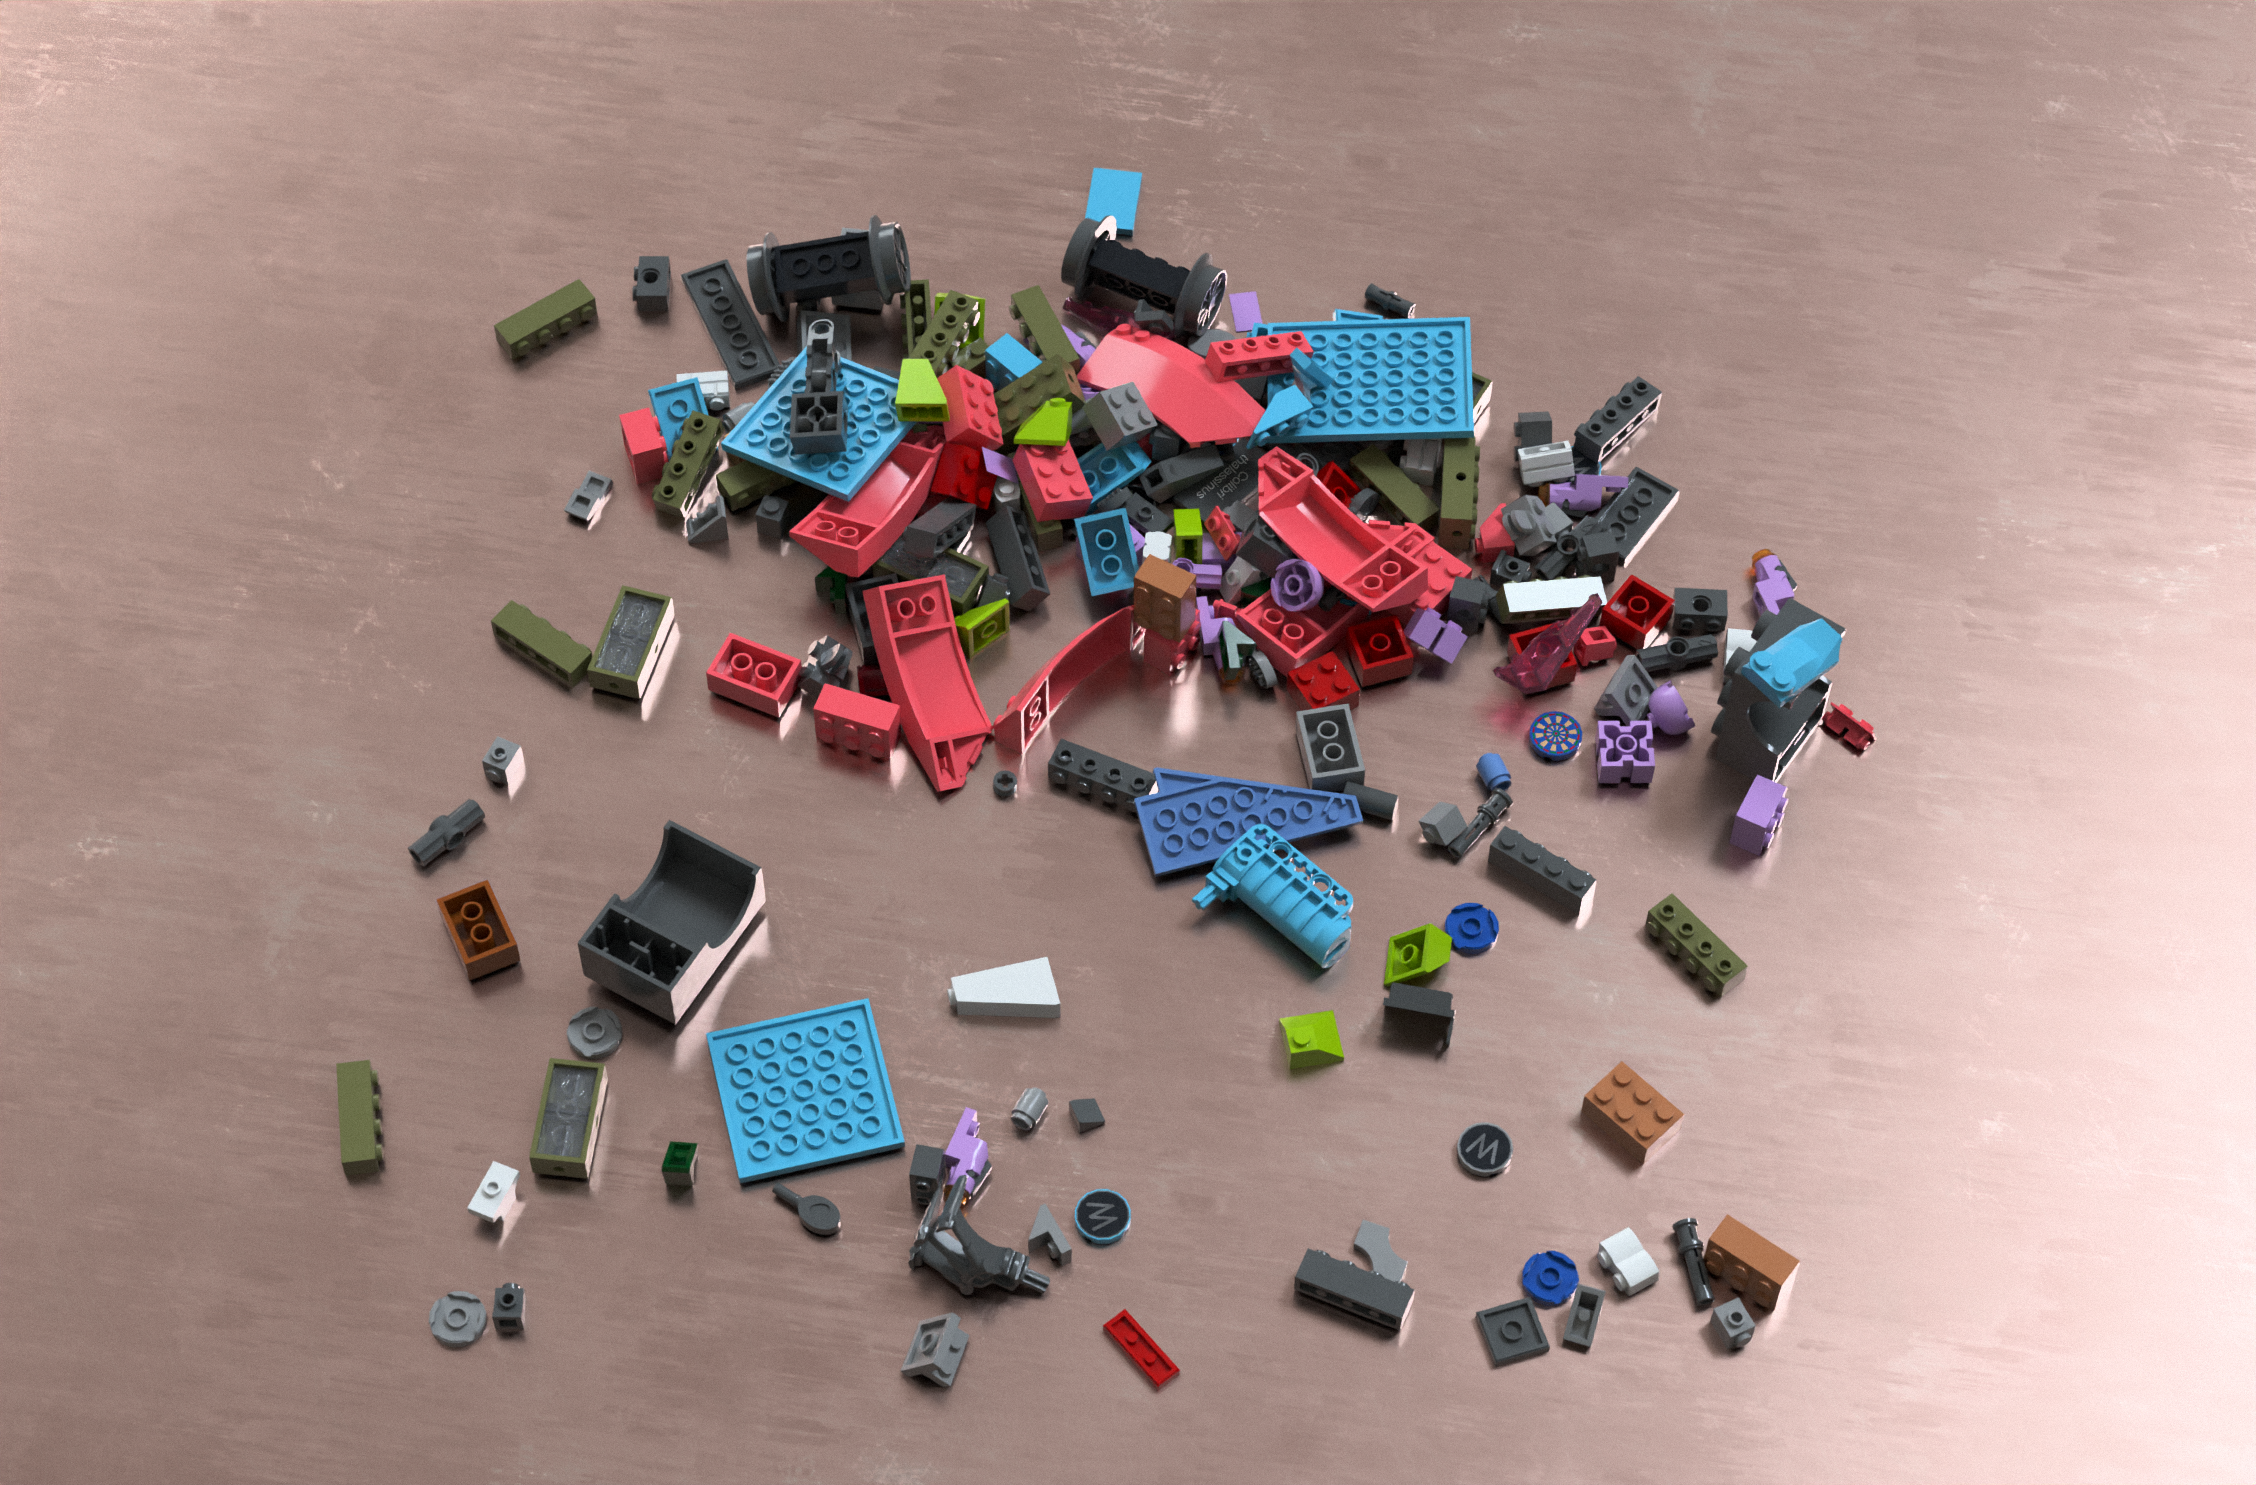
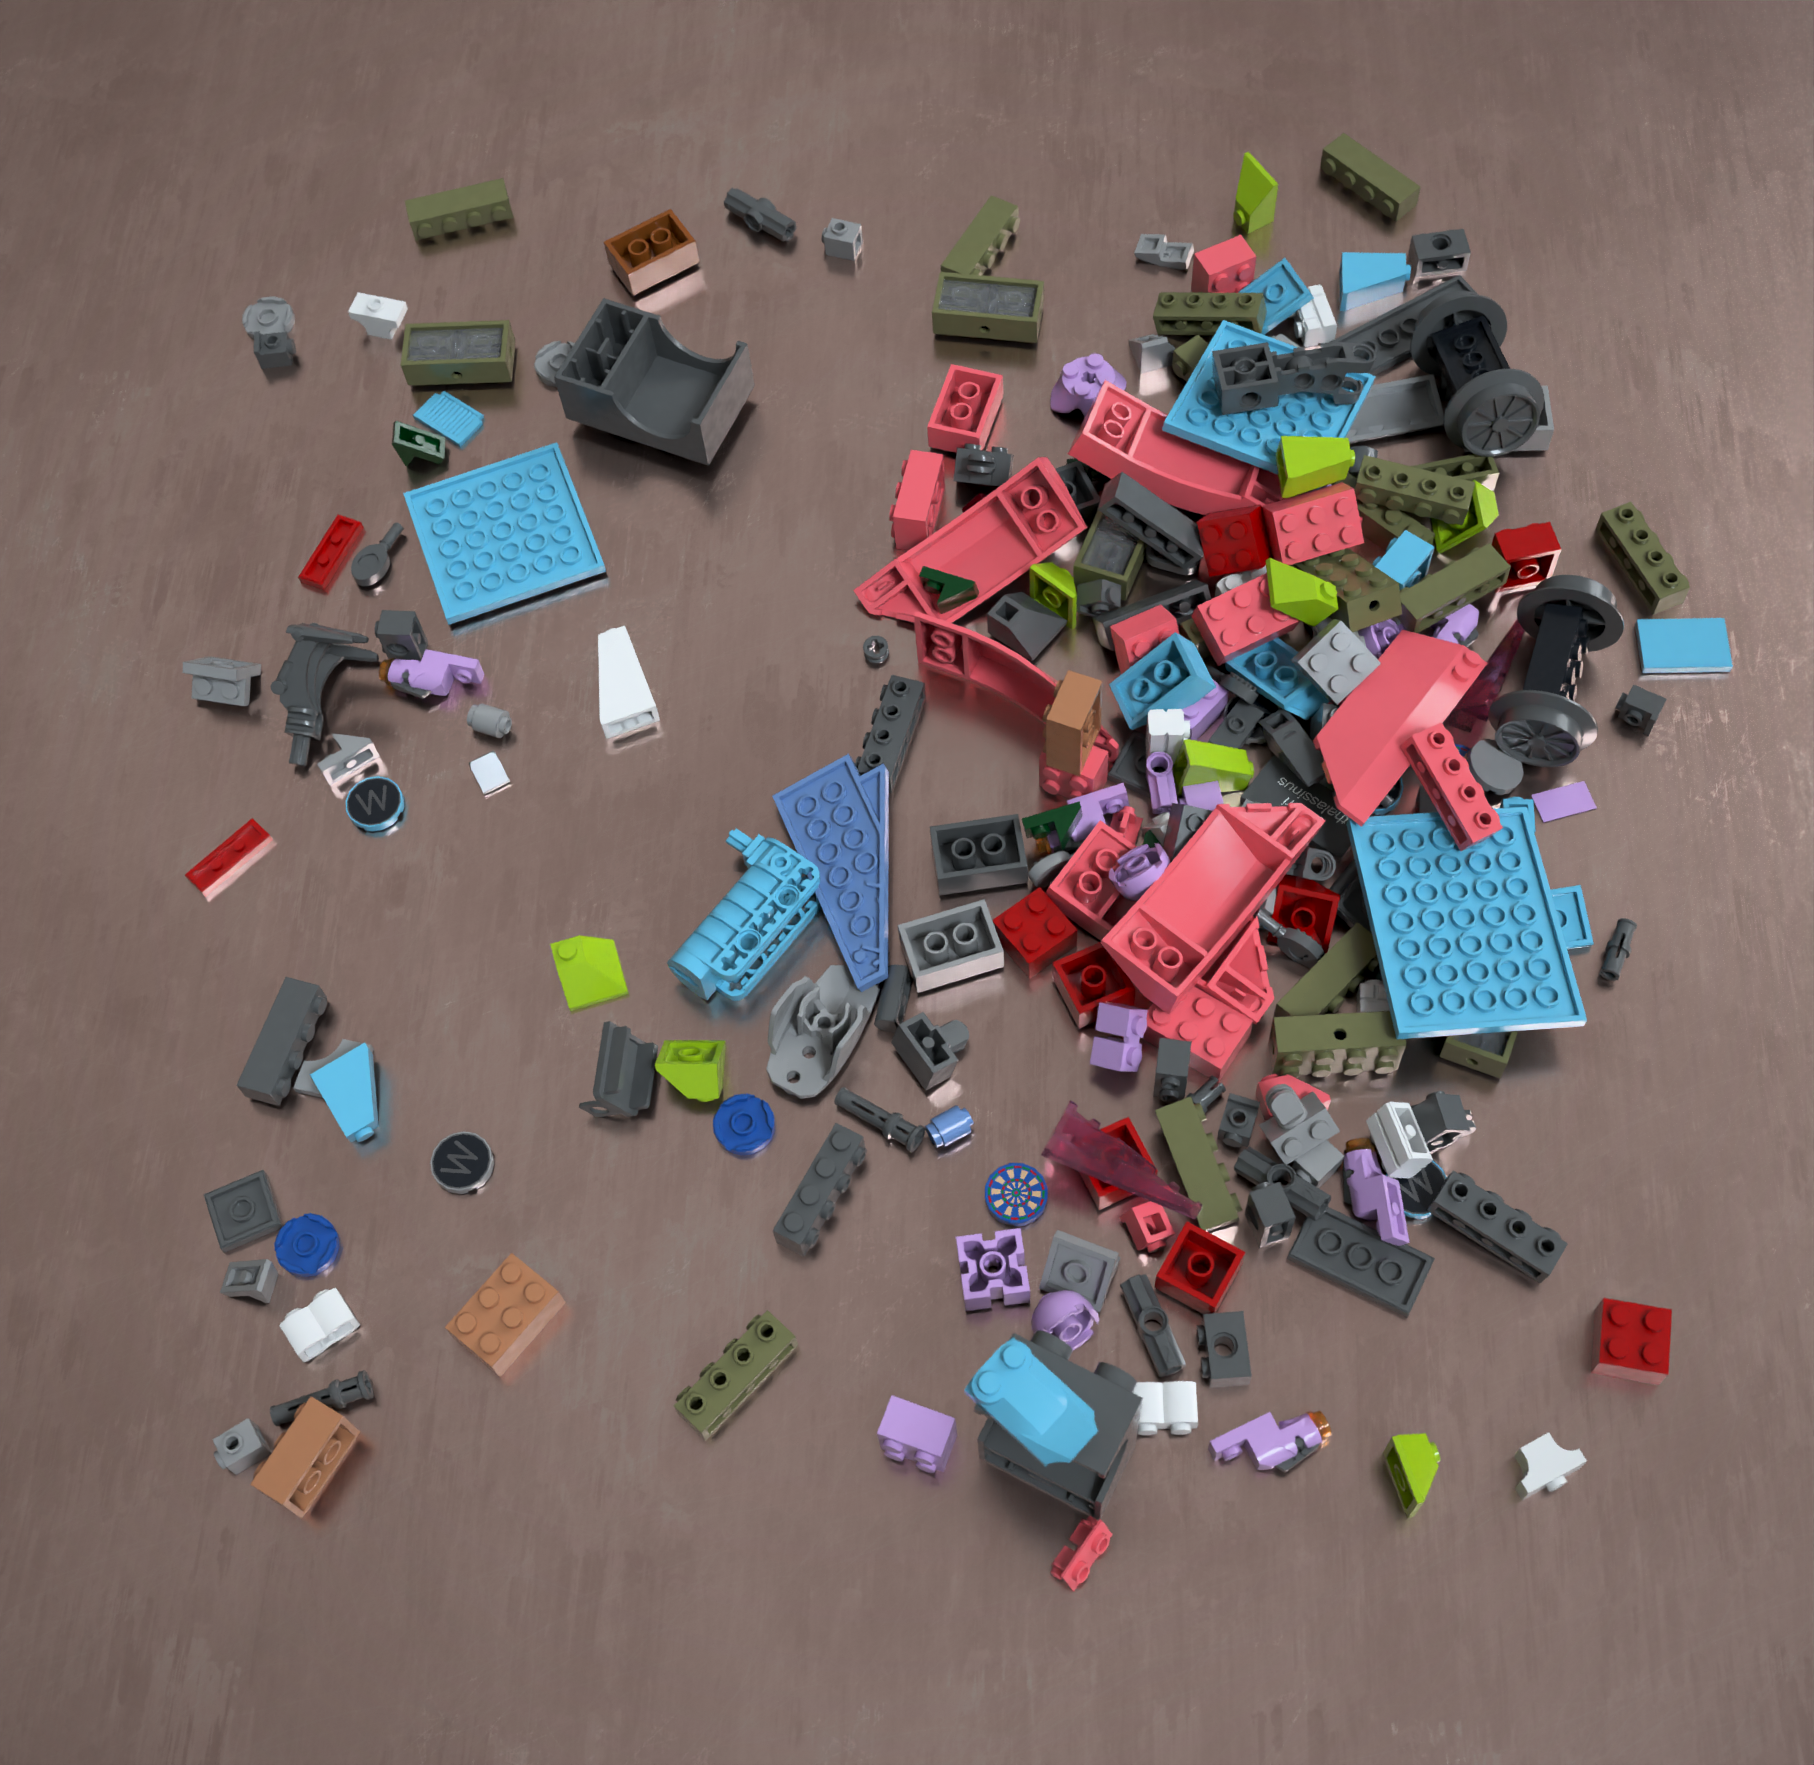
camera: 90 degrees right, 5 degrees up
(548, 409) = (1255, 196): none -> lime slope
(639, 1141) = (449, 417): none -> medium azure window
(668, 342) = (1370, 277): none -> medium azure slope
(746, 590) = (1081, 382): none -> lavender brick
(773, 516) = (1165, 392): dark grey brick -> none
(791, 1256) = (330, 552): none -> red tile
(965, 706) = (954, 589): none -> dark green slope
(1000, 465) = (1249, 559): lavender sticker -> none
(1004, 661) = (1023, 624): none -> dark grey slope
(1010, 276) = (1530, 553): none -> red brick
(1024, 207) = (1642, 558): none -> olive brick
(1057, 561) = (1141, 634): none -> coral brick
(1150, 320) = (1490, 674): dark grey bracket -> none
(1174, 238) = (1640, 708): none -> dark grey brick
(1222, 532) = (1225, 793): coral hinge -> none
(1243, 719) = (979, 854): none -> dark grey brick
(1286, 411) = (1368, 816): medium azure slope -> none
(1308, 373) = (1439, 839): medium azure piece -> none
(1395, 847) = (816, 1020): none -> light grey piece
(1413, 1229) = (351, 1092): none -> medium azure slope
(1424, 776) = (930, 1048): none -> dark grey brick
(1442, 823) = (867, 1074): light grey brick -> none
(1713, 357) = (1631, 1341): none -> red brick
(1802, 428) = (1545, 1465): none -> white brick
(1805, 506) = (1412, 1467): none -> lime slope

